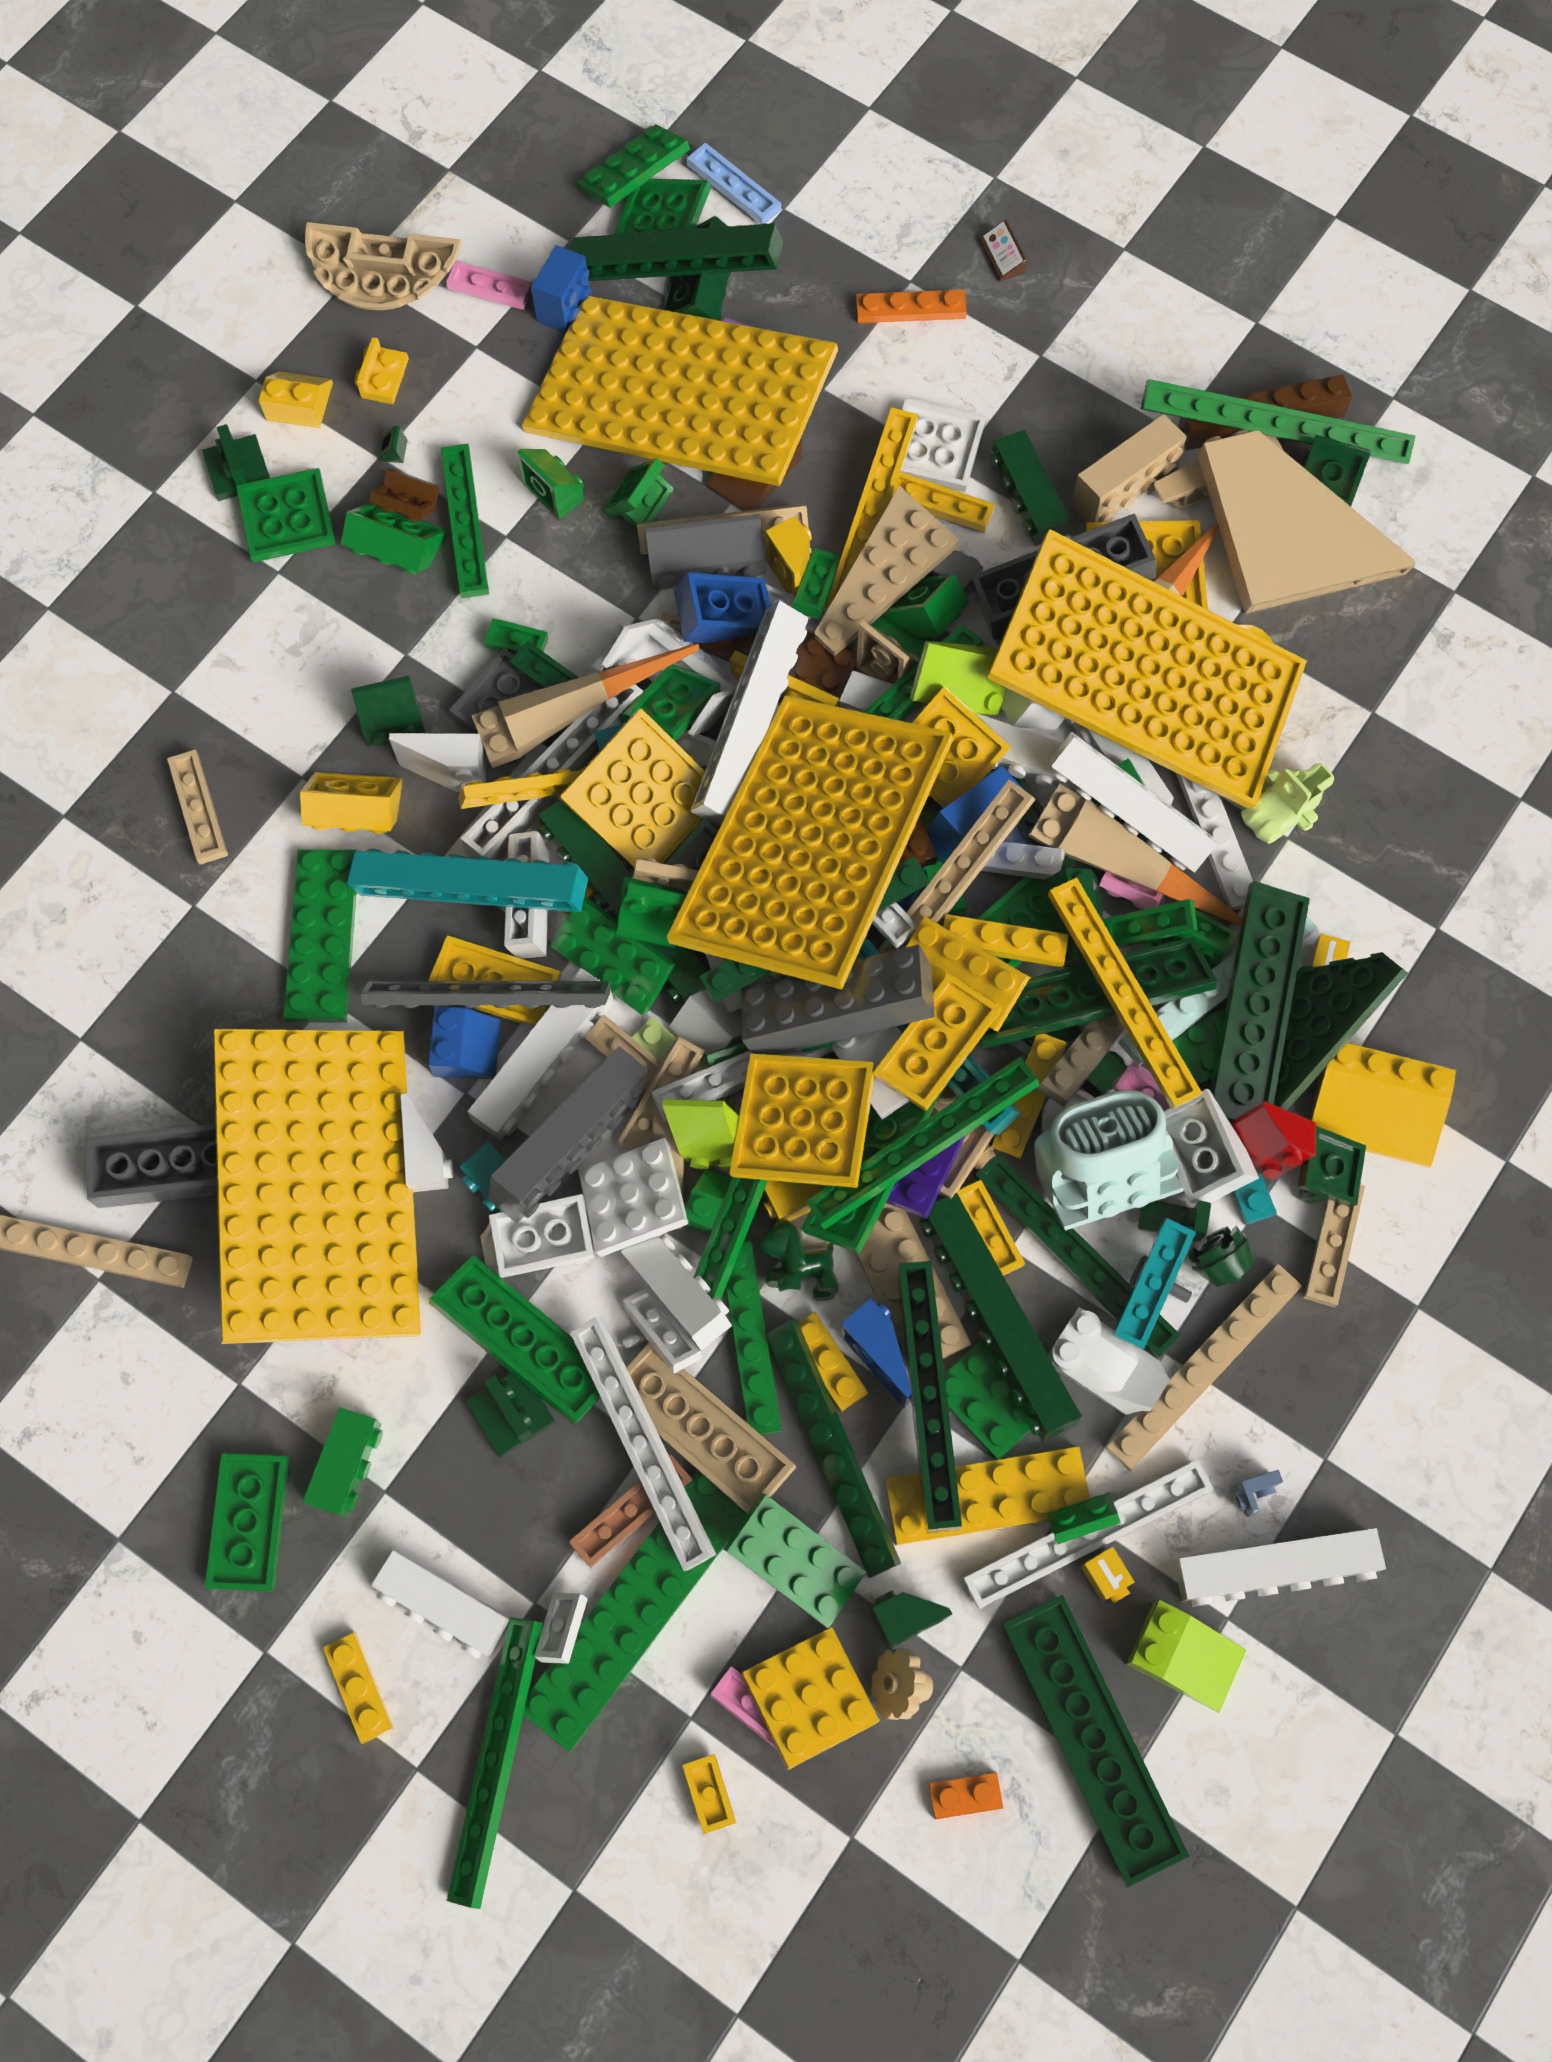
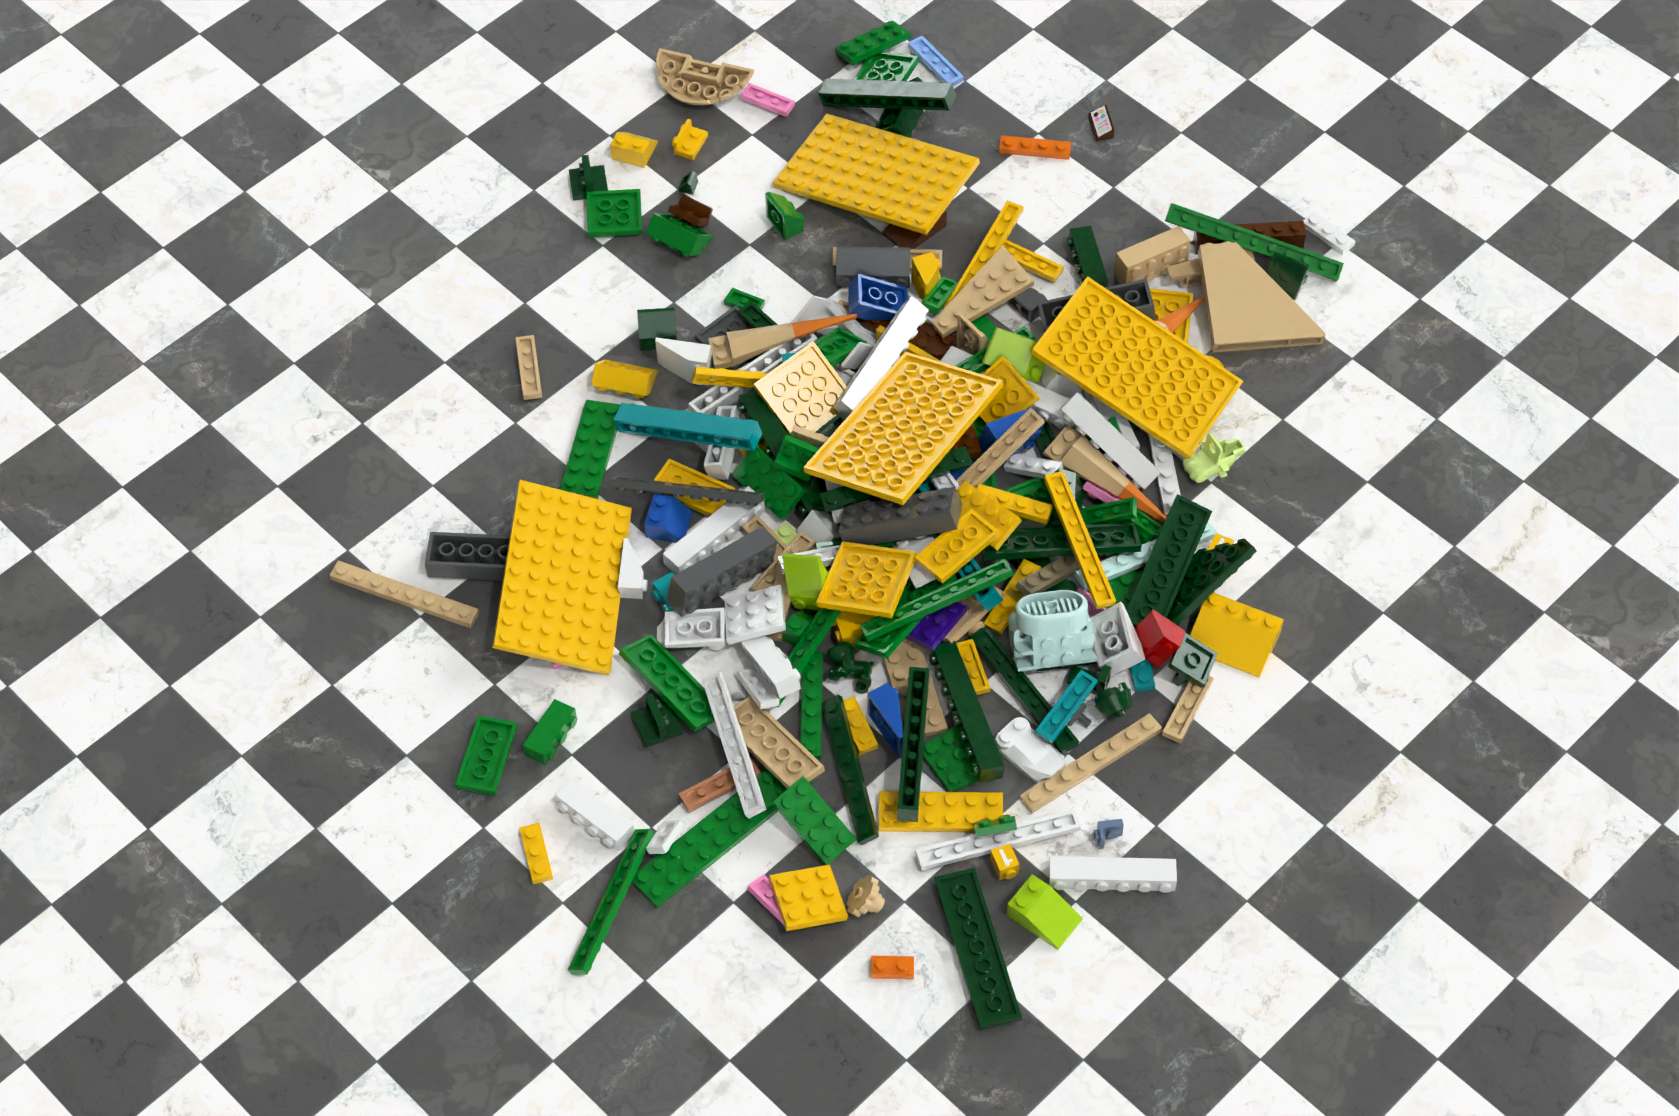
camera: 10 degrees right, 15 degrees down
(464, 521) = (725, 231): green plate -> none
(560, 288) = (812, 106): blue brick -> none
(639, 494) = (839, 230): green bracket -> none
(709, 1794) = (736, 939): yellow plate -> none
(905, 1616) = (877, 860): dark green slope -> none
(929, 606) = (1008, 316): green slope -> none
(943, 444) = (1038, 228): white plate -> none
(1378, 387) = (1328, 233): none -> white plate

